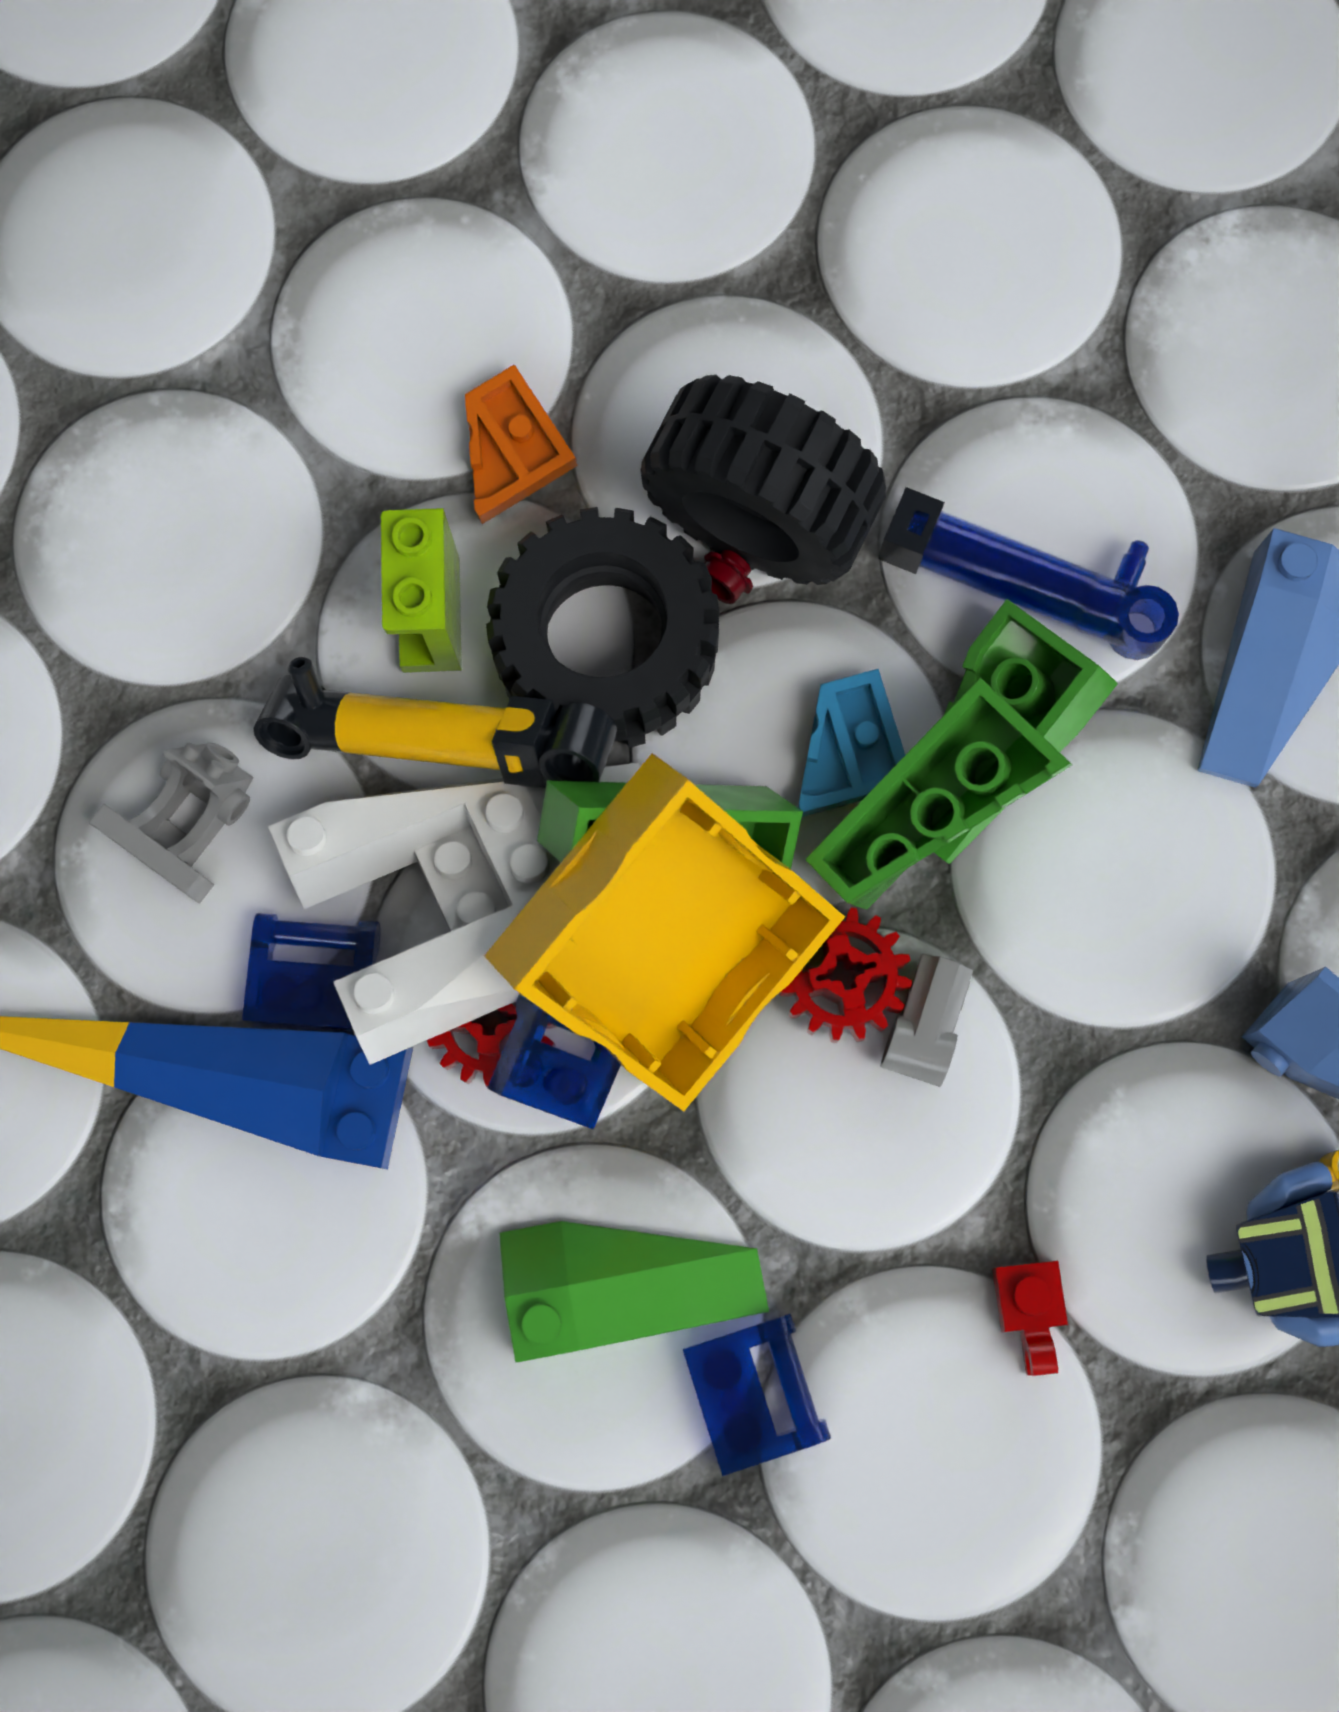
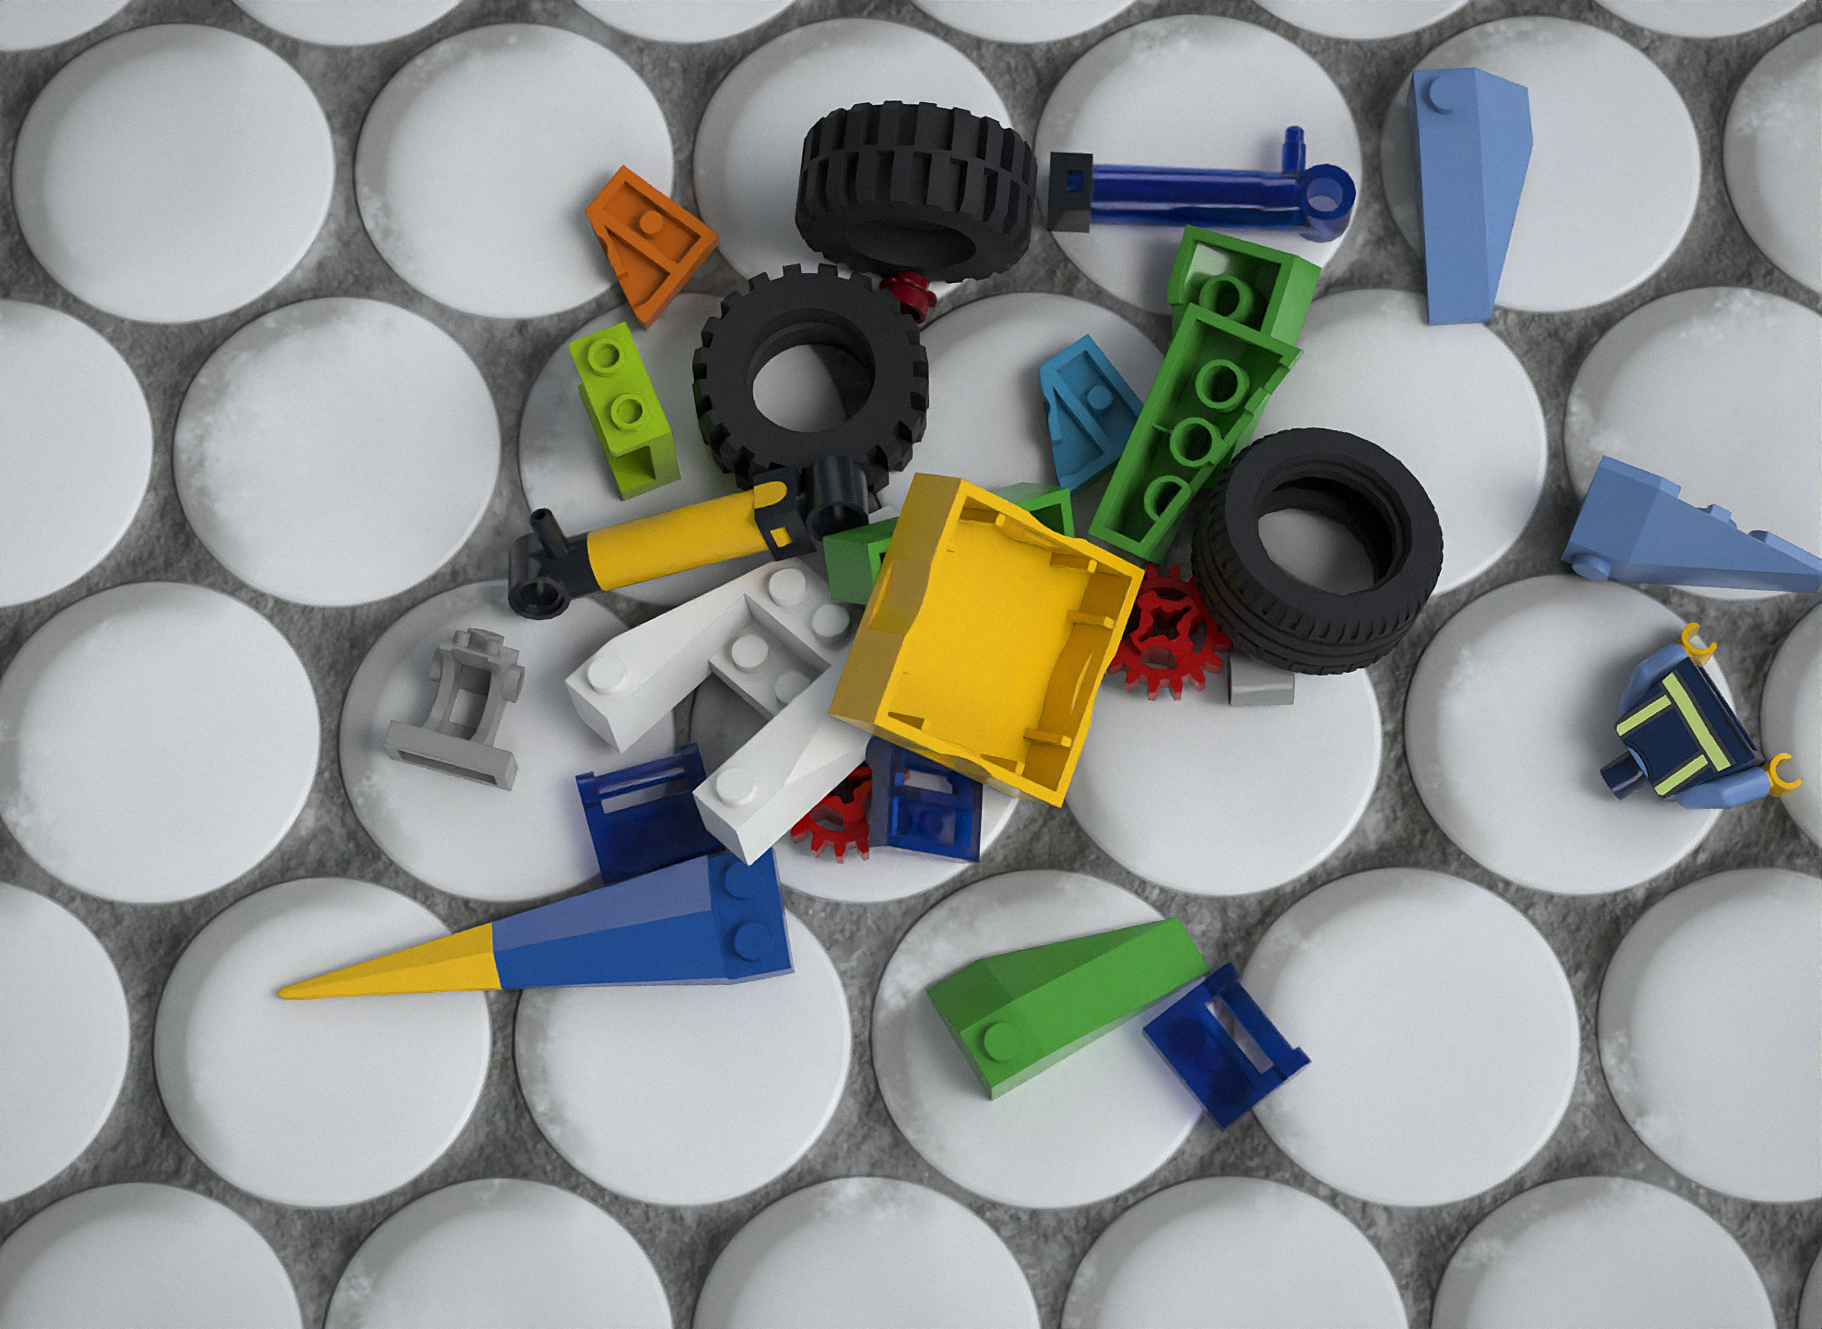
camera: 20 degrees left, 5 degrees down
(1031, 1302) = (1454, 873): red plate -> none
(1087, 924) = (1349, 484): none -> black tyre

